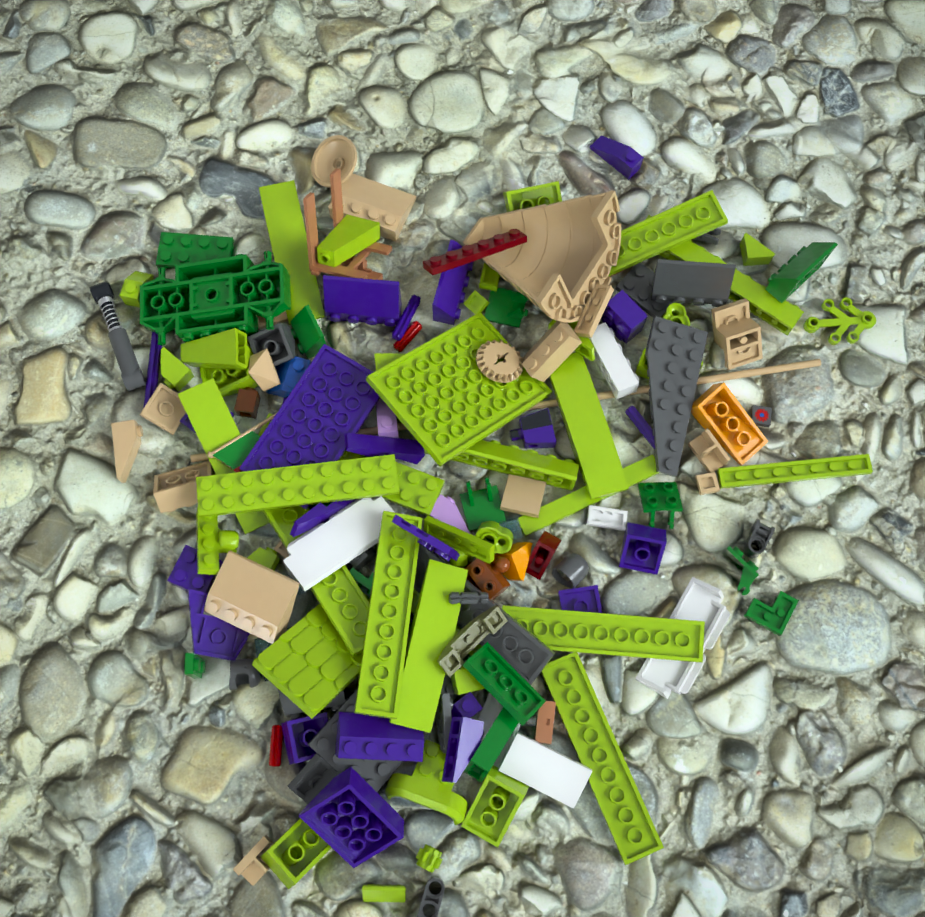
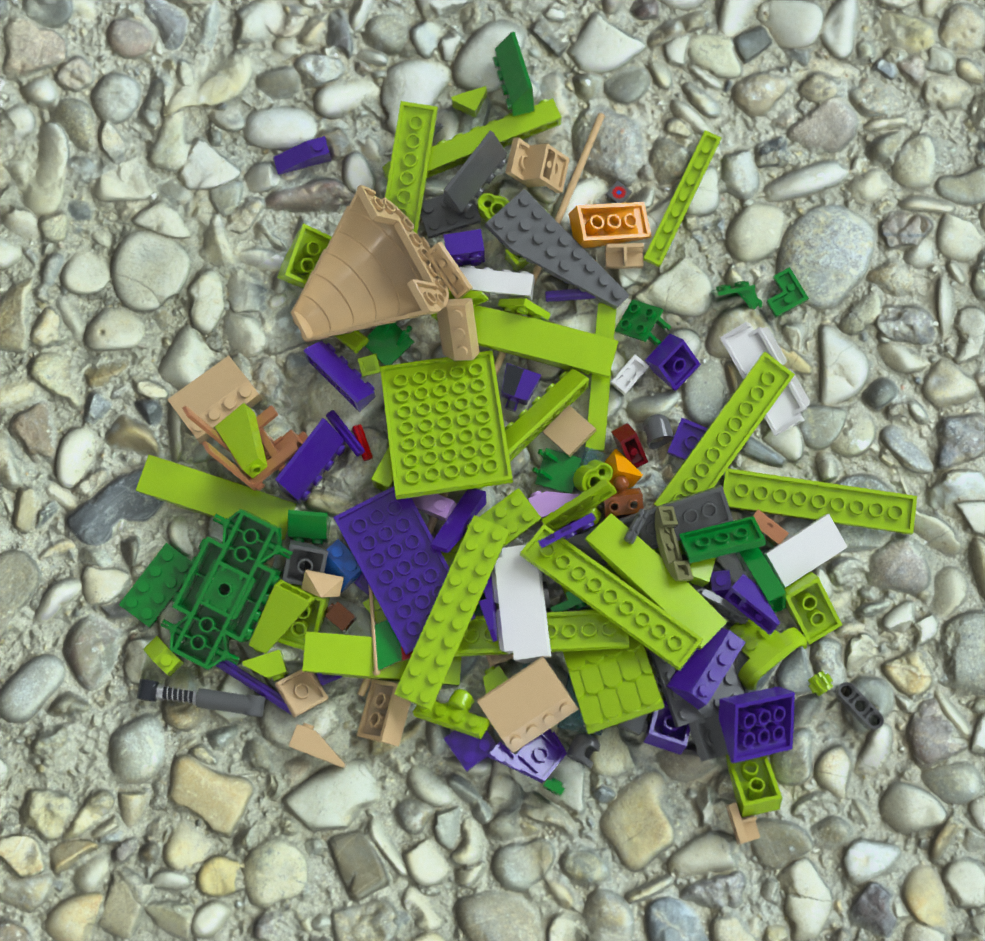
camera: 55 degrees left, 5 degrees up
(276, 746) = (658, 757): red axle -> none
(332, 154) = (143, 415): tan dish -> none
(384, 893) = (826, 734): lime slope -> none
(475, 251) = (329, 336): dark red plate -> none
(503, 371) = (432, 386): tan gear -> none
(605, 393) = (524, 307): none -> lime plate
(707, 483) = (650, 275): tan plate -> none
(759, 536) = (718, 262): dark grey piece -> none
(842, 320) = (577, 71): lime plant -> none

